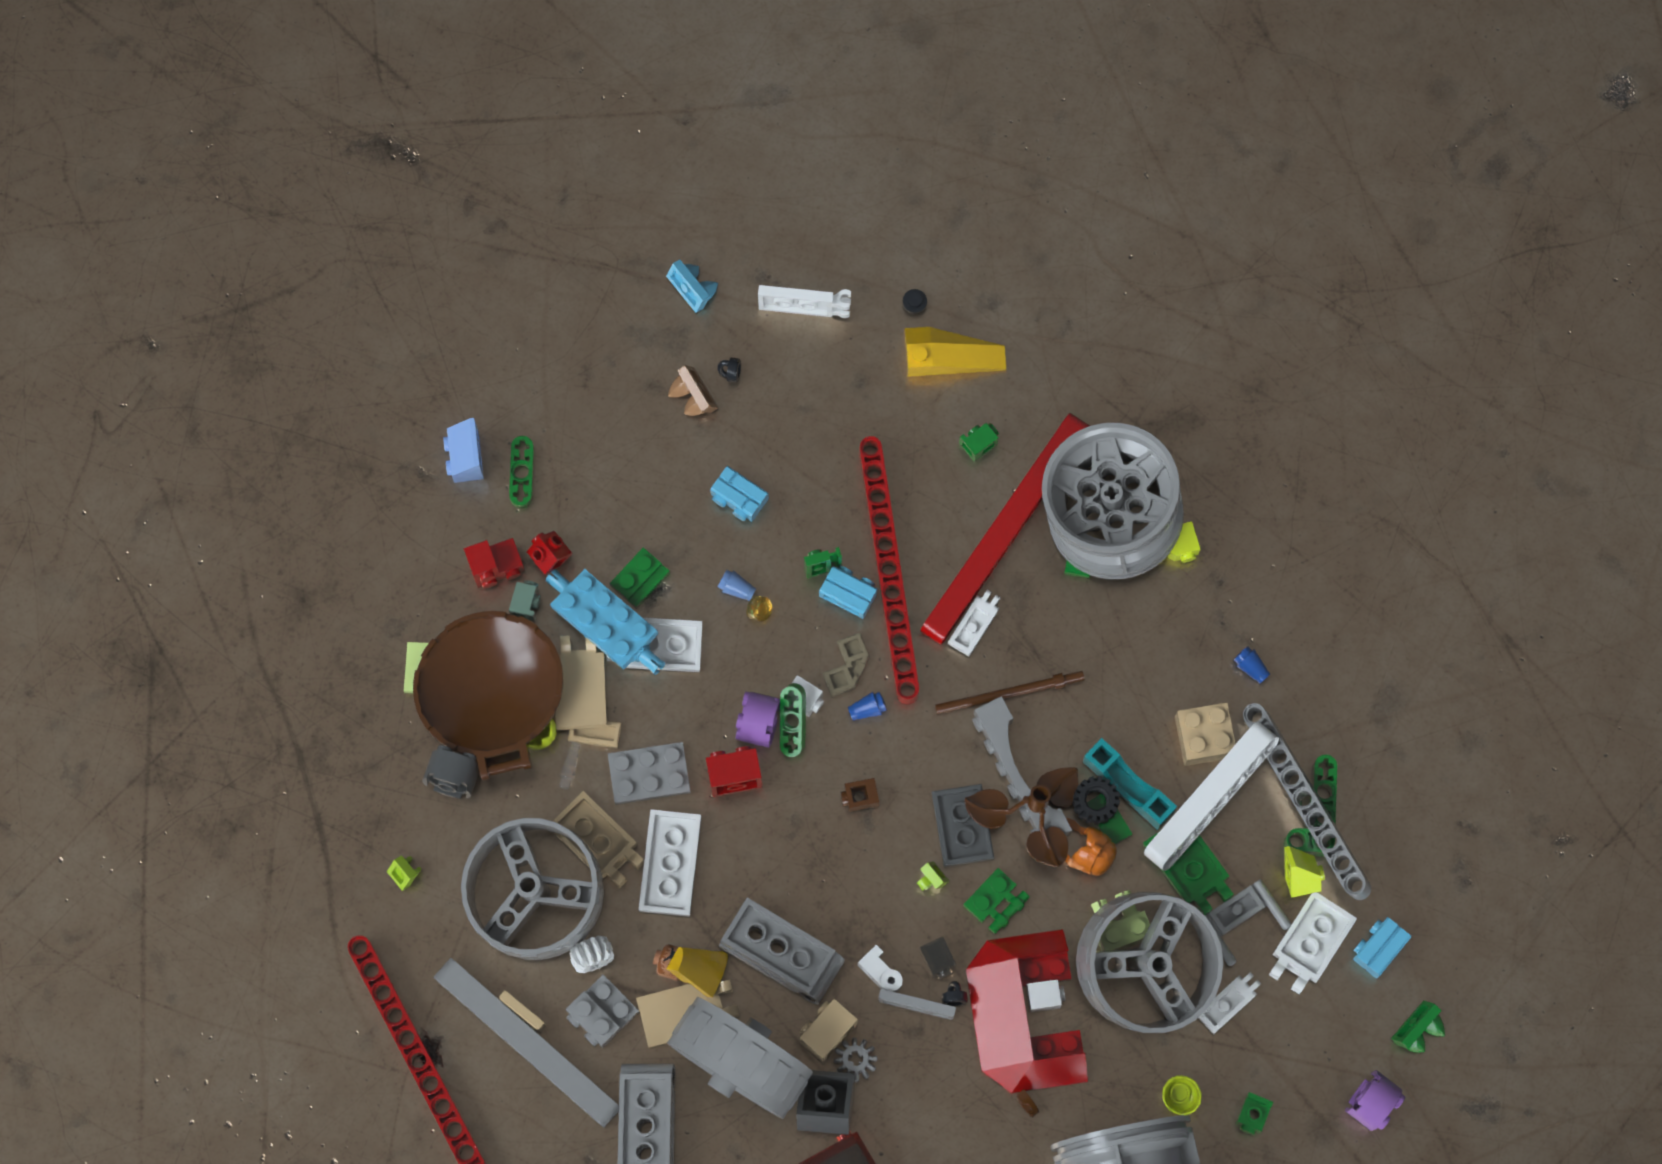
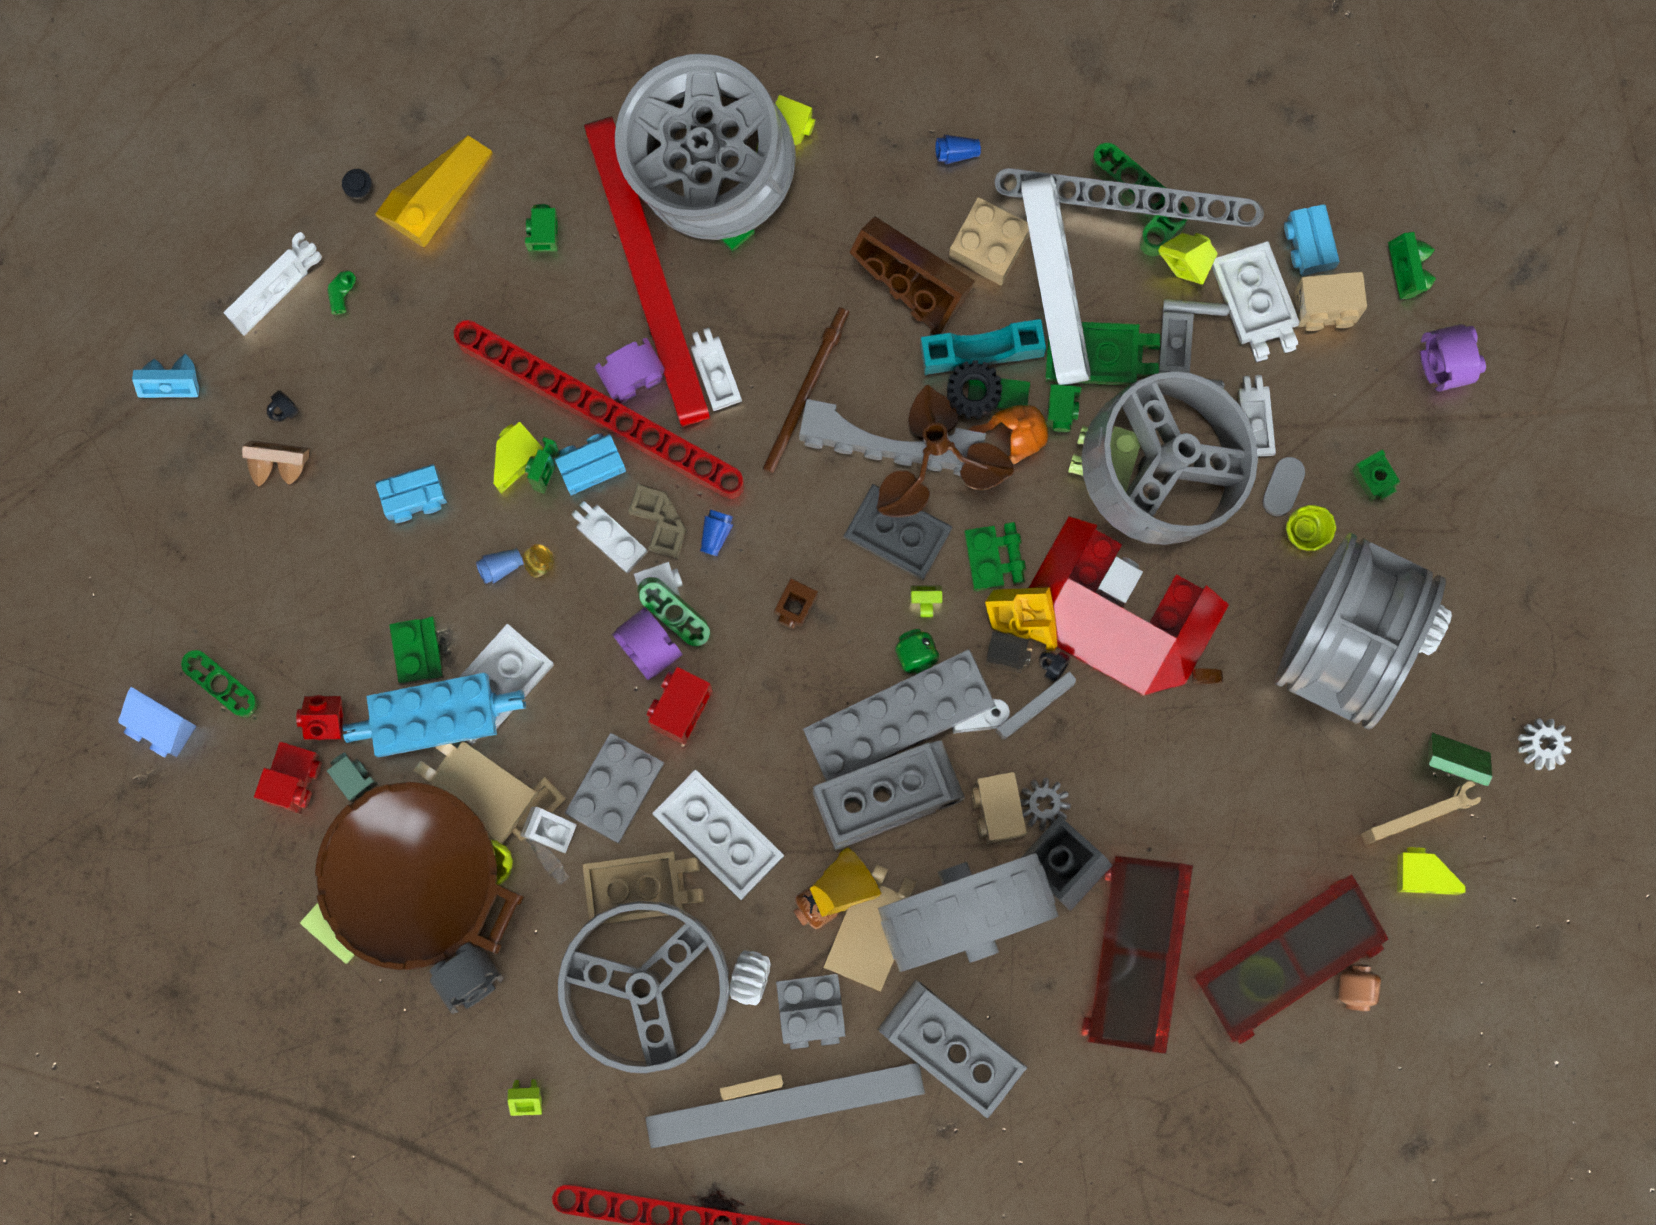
camera: 50 degrees left, 5 degrees up
(588, 752) = (548, 829): none -> white slope
(811, 642) = (609, 537): none -> white hinge
(815, 536) = (512, 454): none -> neon yellow slope
(835, 344) = (338, 290): none -> green arm
(839, 920) = (900, 716): none -> light grey plate
(891, 898) = (916, 651): none -> green head
(929, 568) = (630, 370): none -> medium lavender brick
(972, 949) = (1024, 613): none -> yellow slope
(1132, 868) = (1062, 407): none -> green brick
(1143, 700) = (912, 273): none -> reddish brown wedge
(1197, 1057) = (1283, 486): none -> light grey tile
(1346, 989) = (1330, 300): none -> tan brick

